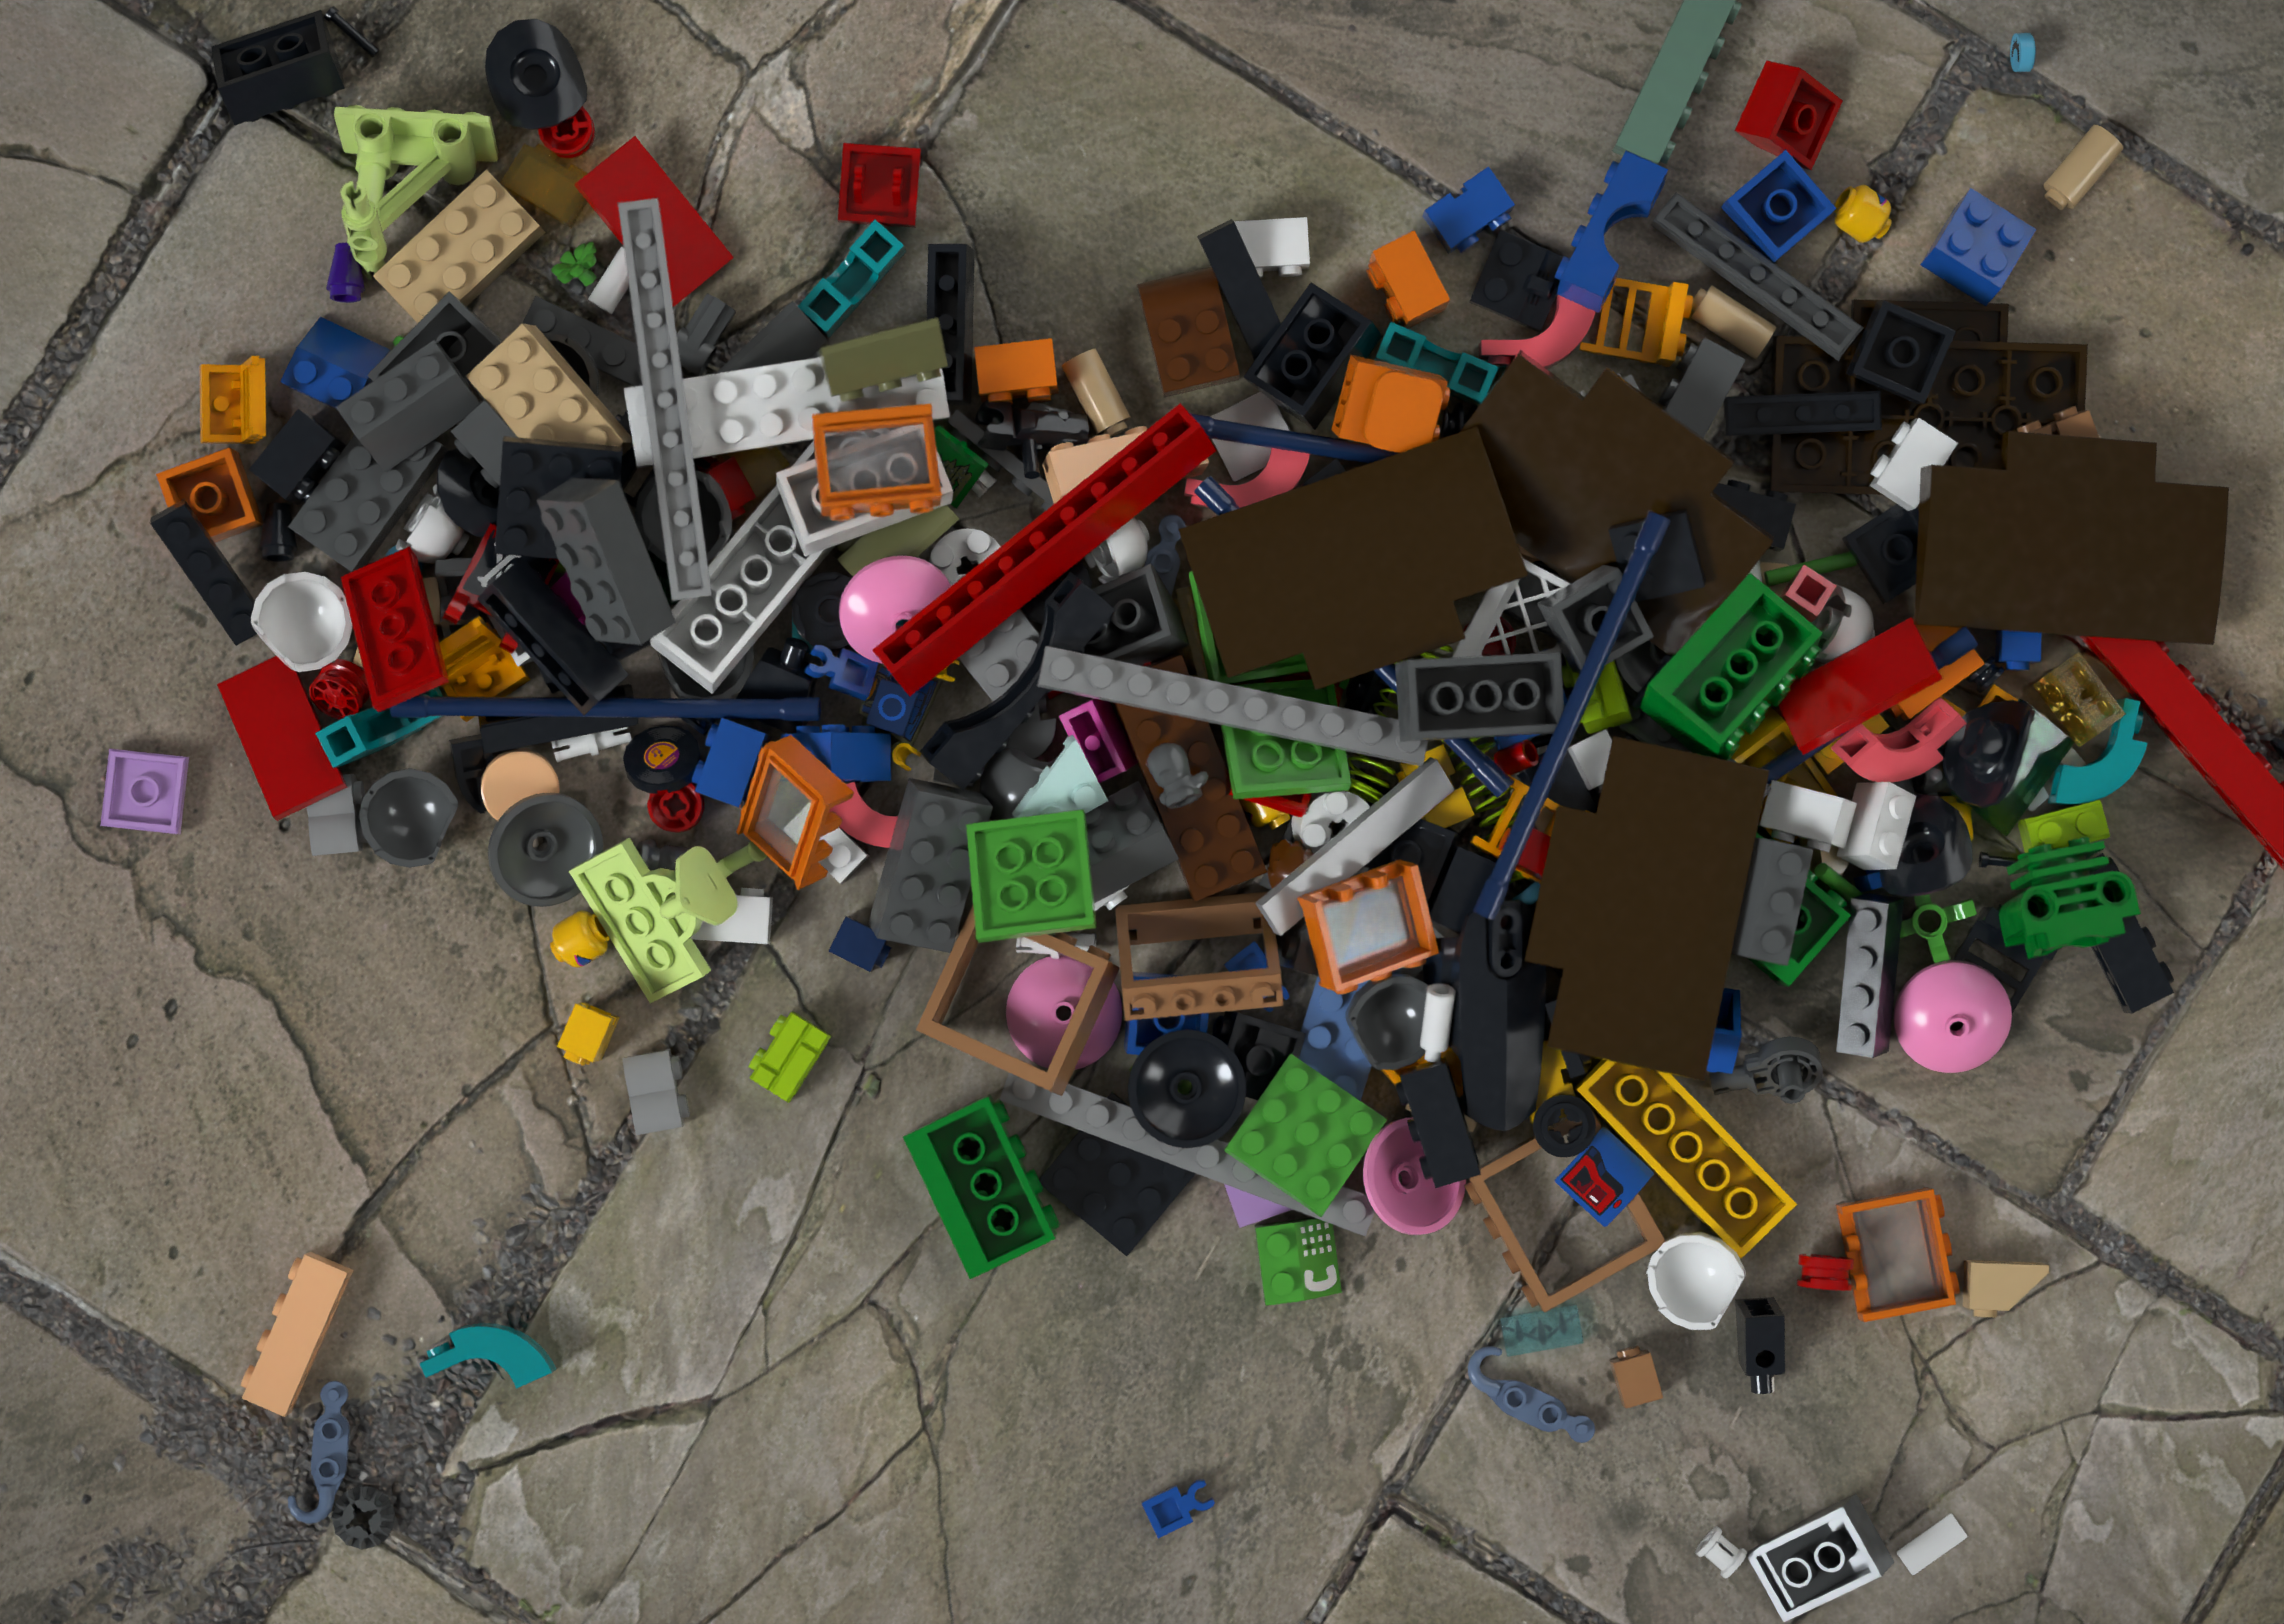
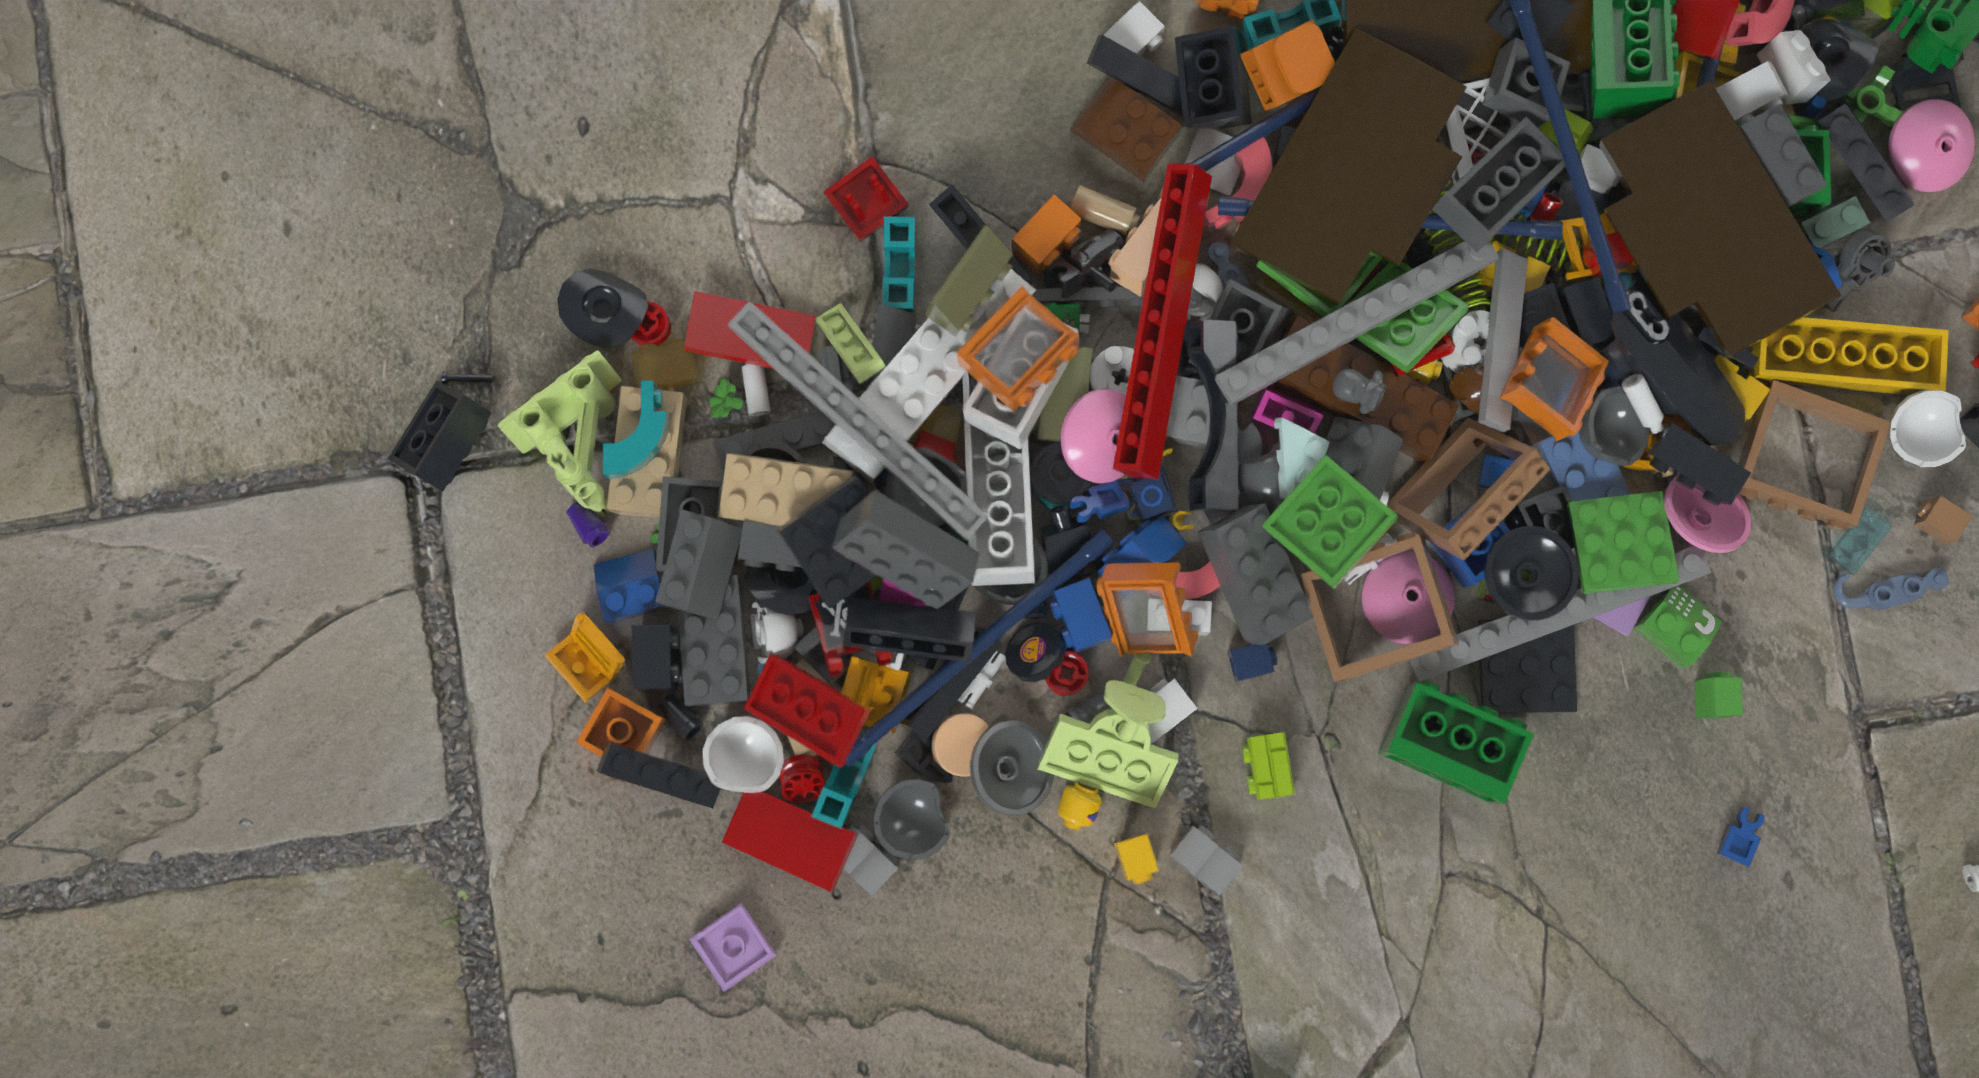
camera: 40 degrees left, 5 degrees down
(462, 242) = (645, 442): none -> teal arch
(736, 314) = (850, 343): none -> yellowish green tile
(1267, 1356) = (1718, 696): none -> bright green brick
(1578, 1138) = (1784, 402): black gear -> none
(1604, 1177) = (1820, 414): sticker -> none
(1782, 1009) = (1835, 223): none -> sand green brick

